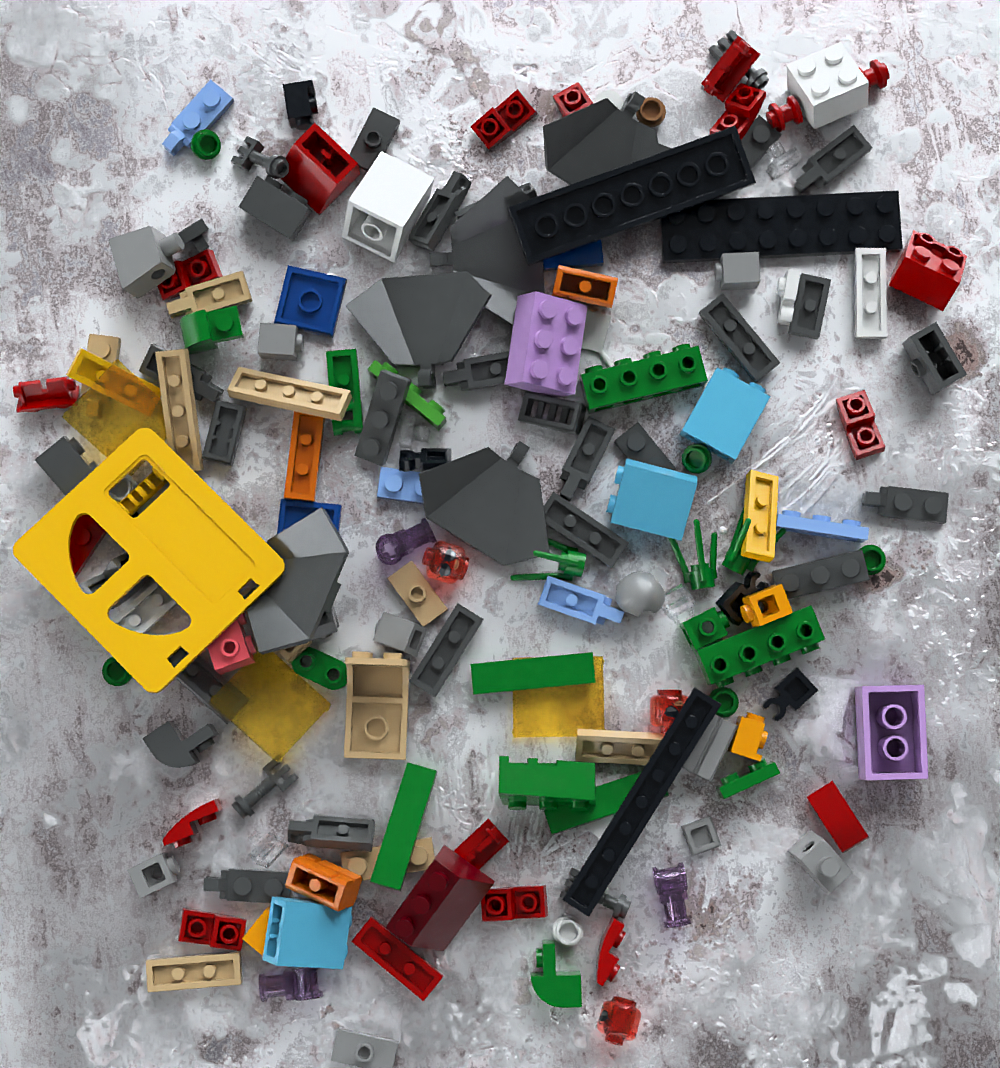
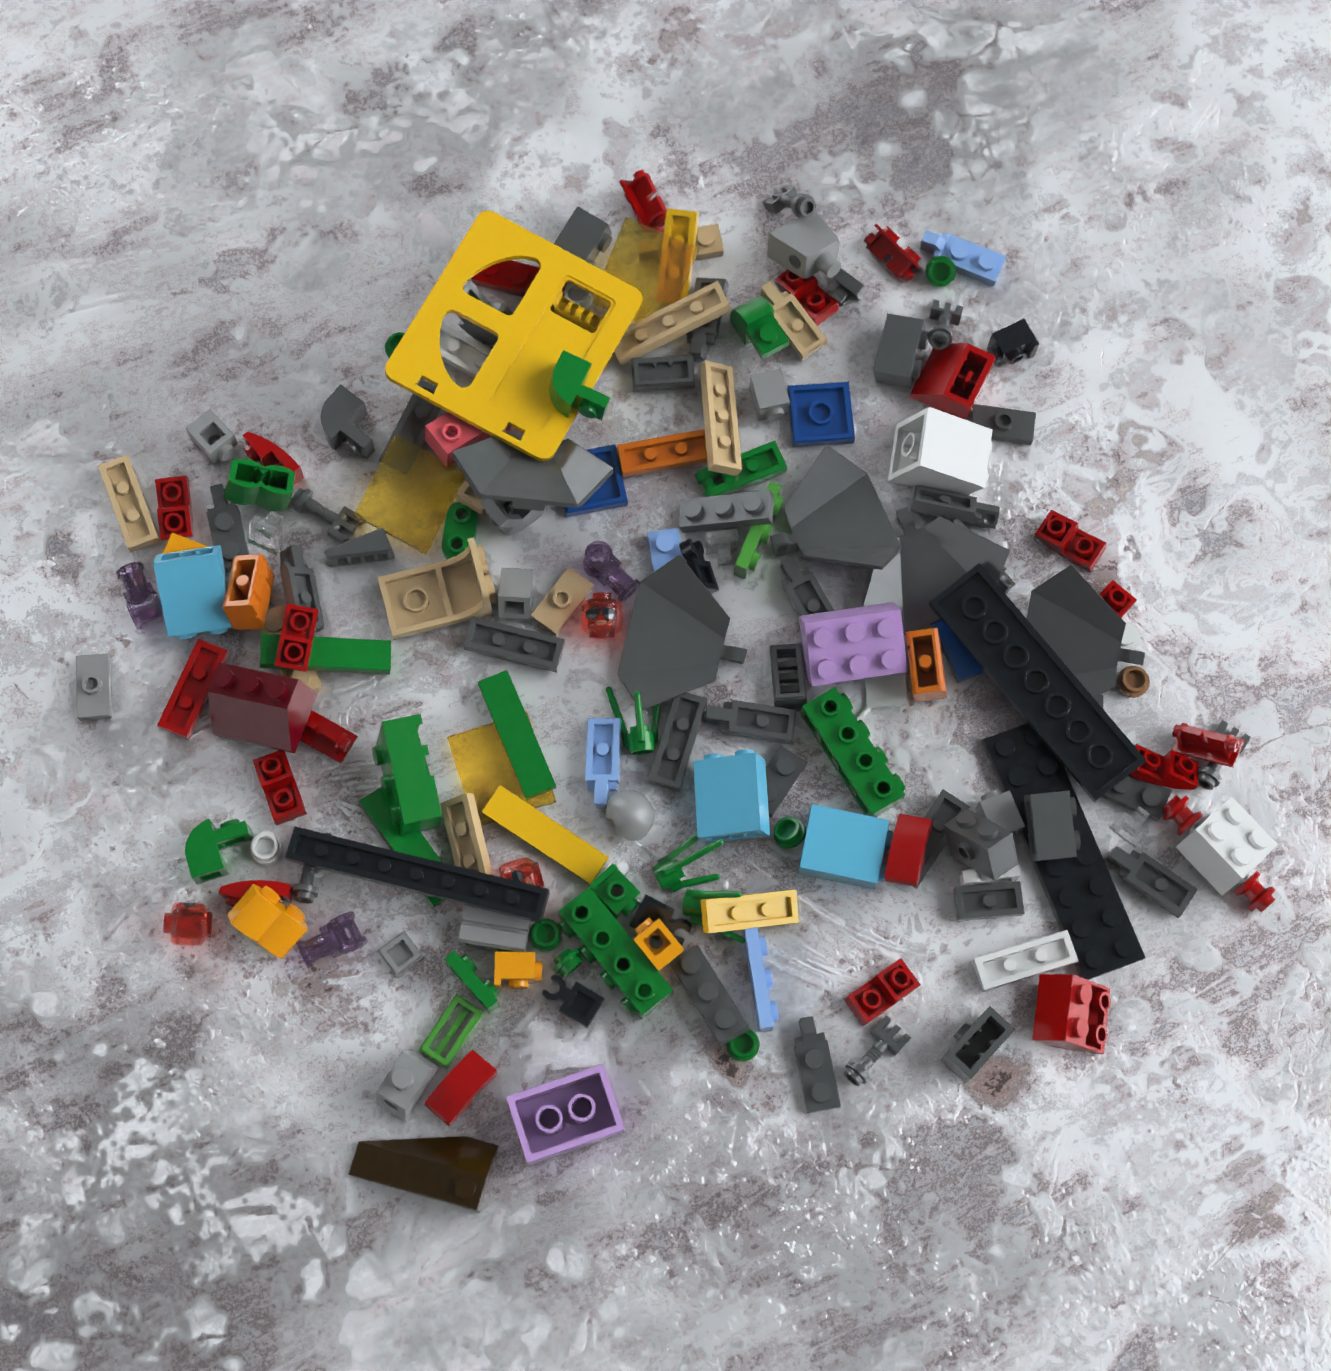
camera: 70 degrees right, 10 degrees down
(104, 248) = (802, 205): none -> dark grey hinge
(161, 184) = (902, 261): none -> red hinge
(215, 850) = (260, 485): none -> green brick
(222, 525) = (568, 388): none -> green brick
(312, 755) = (363, 549): none -> dark grey slope
(385, 849) = (296, 637): none -> red slope
(633, 675) = (545, 835): none -> yellow tile
(642, 947) = (268, 921): none -> light orange brick
(749, 360) = (907, 850): none -> red slope
(755, 690) = (567, 962): none -> green plate
(764, 294) = (981, 844): none -> dark grey brick
(766, 790) = (436, 1055): none -> bright green tile
(767, 228) = (1051, 825): none -> dark grey brick
(901, 858) = (435, 1168): none -> dark brown wedge
(923, 468) = (858, 1071): none -> dark grey hinge

